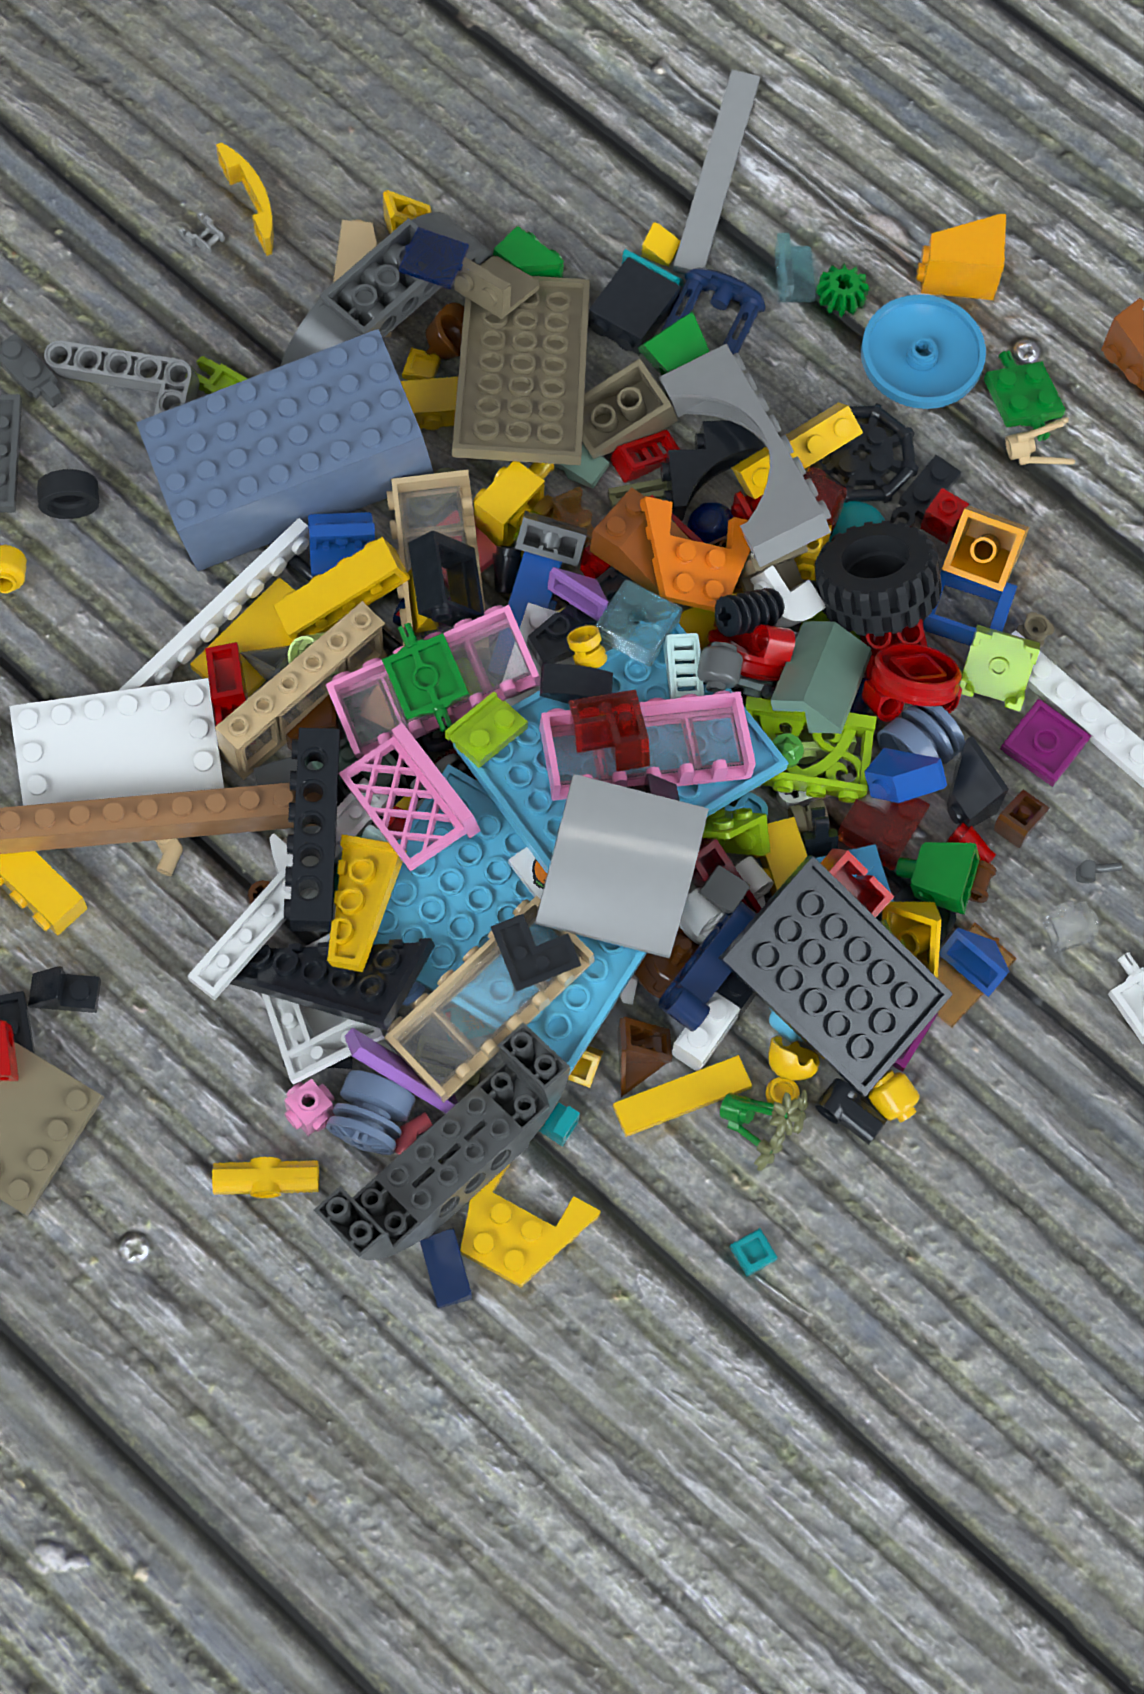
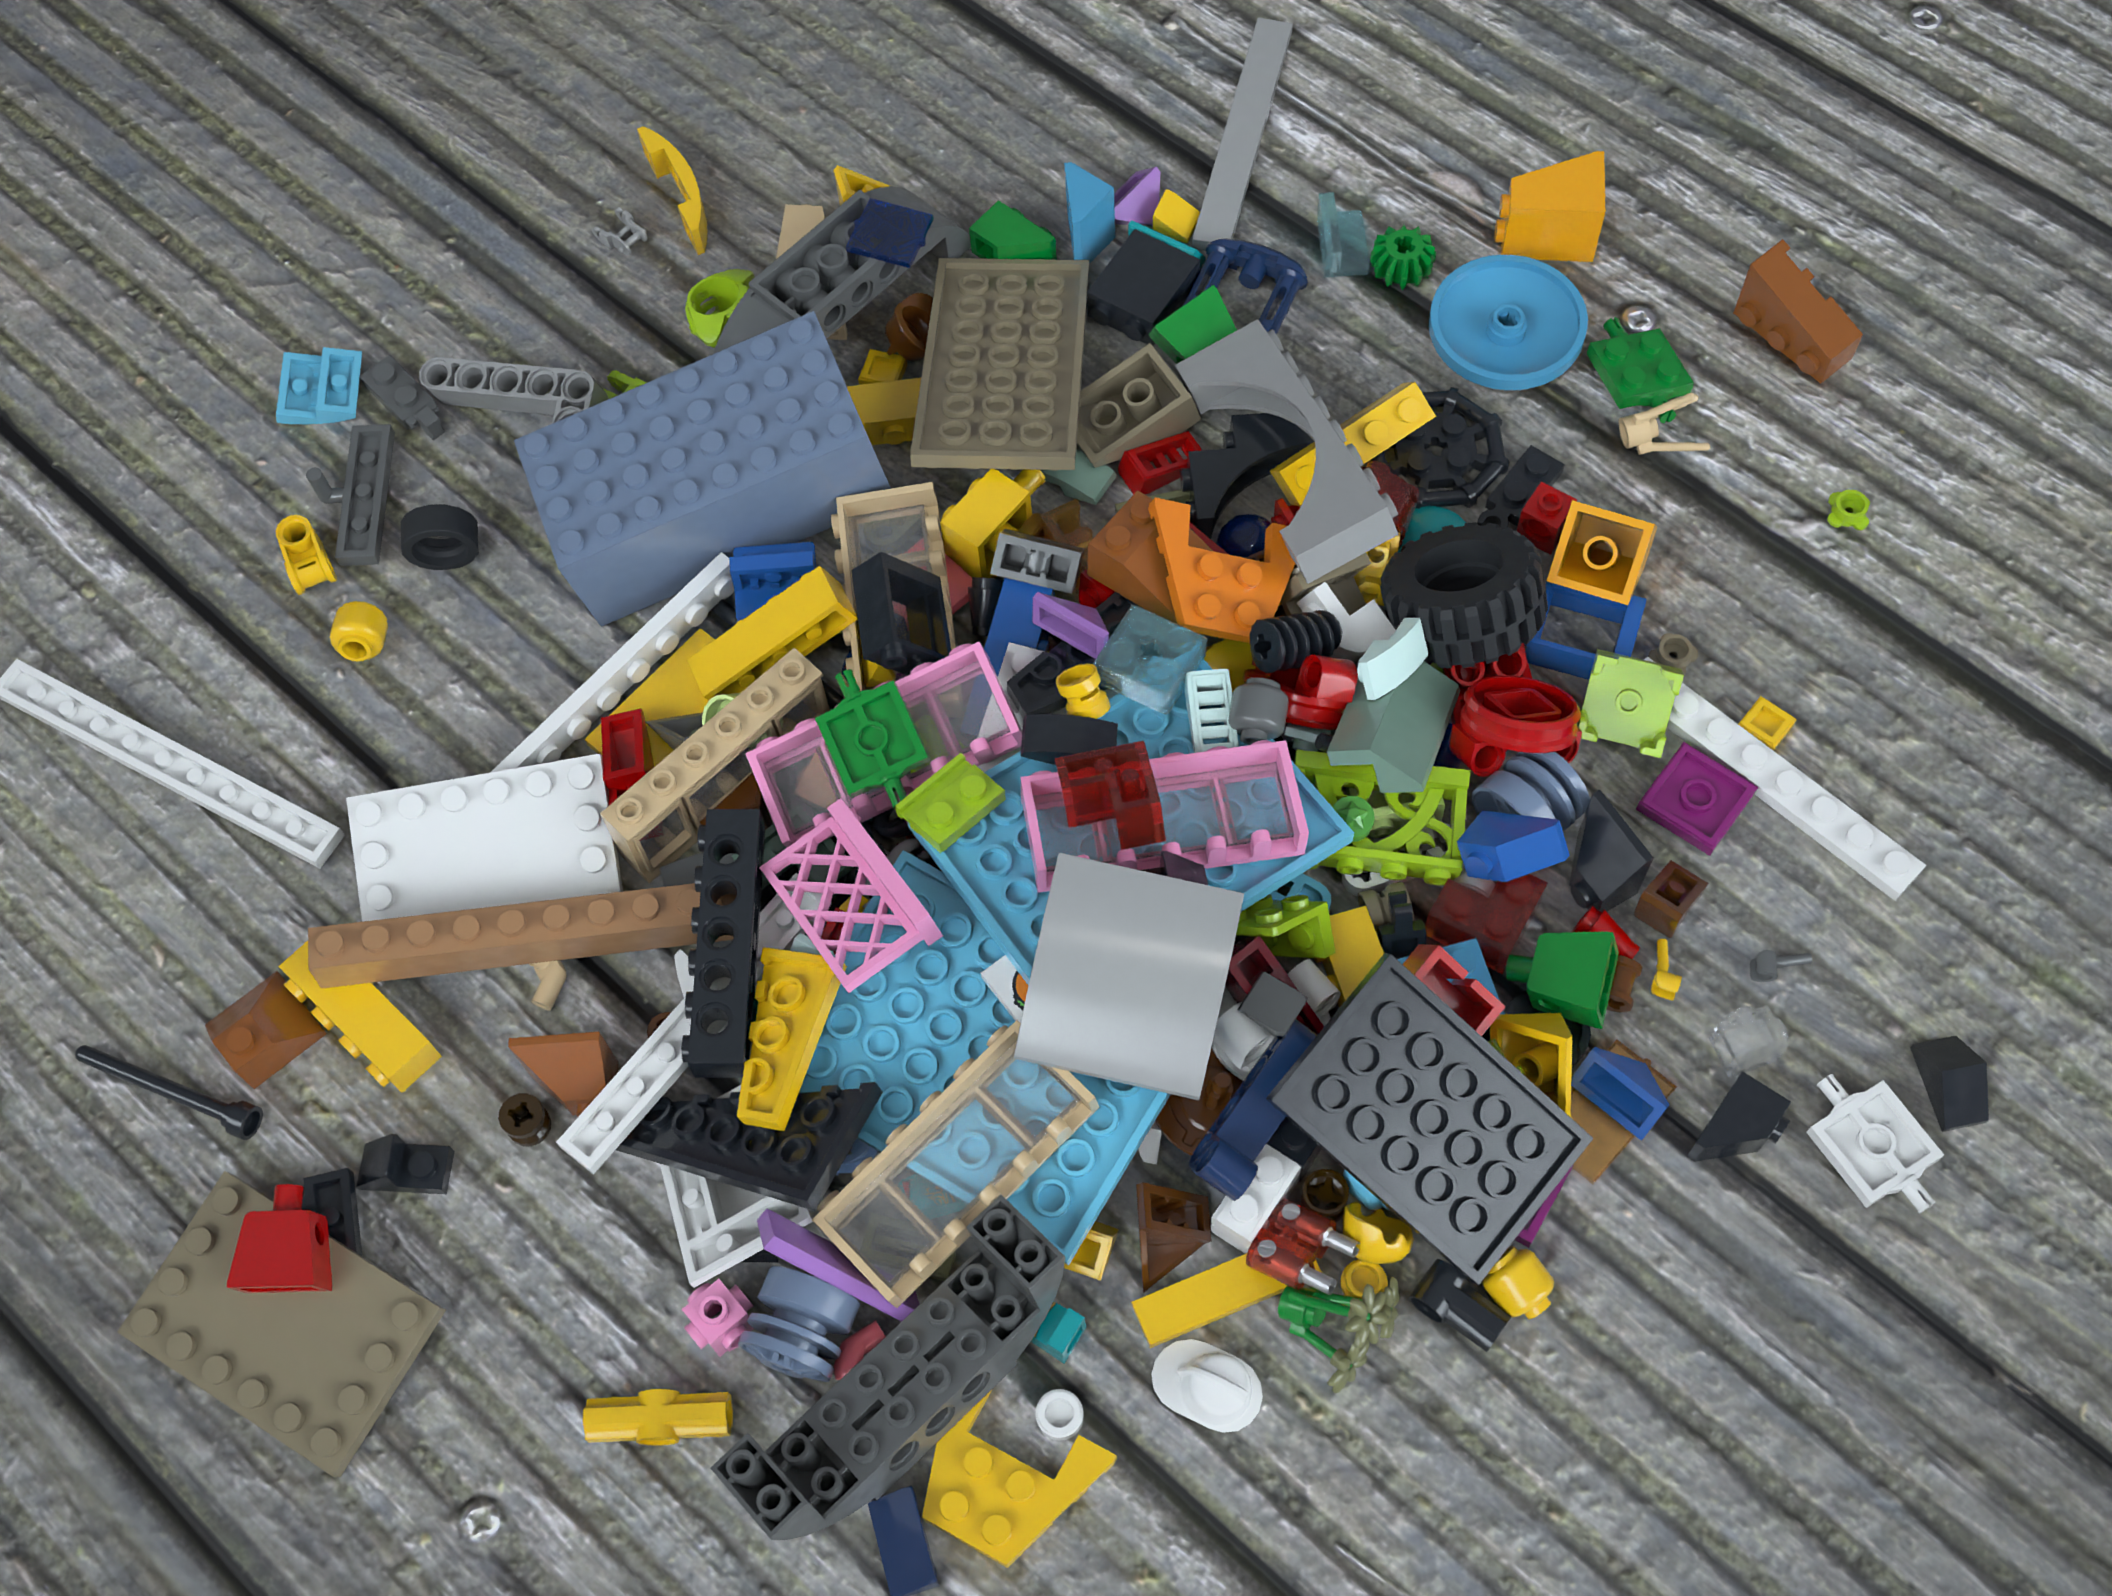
camera: 10 degrees right, 5 degrees down
(157, 966) = (531, 1128): none -> dark brown wheel
(190, 921) = (568, 1065): none -> dark orange slope
(297, 298) = (726, 292): none -> lime piece
(495, 285) = (969, 269): dark tan bracket -> none
(528, 962) = (1009, 1112): black plate -> none
(559, 1182) = (1059, 1414): none -> white tile
(590, 240) = (1088, 212): none -> dark azure slope
(626, 228) = (1138, 198): none -> medium lavender slope
(666, 1164) = (1207, 1385): none -> white piece
(733, 1063) = (1292, 1245): none -> clear red piece
(753, 1252) = (1331, 1511): teal tile -> none
(758, 1025) = (1327, 1188): none -> dark brown wheel
(822, 630) = (1392, 660): none -> light aqua slope
(1012, 881) = (1664, 983): none -> yellow hand
(1061, 985) = (1742, 1121): none -> black slope
(1102, 685) = (1767, 722): none -> yellow tile

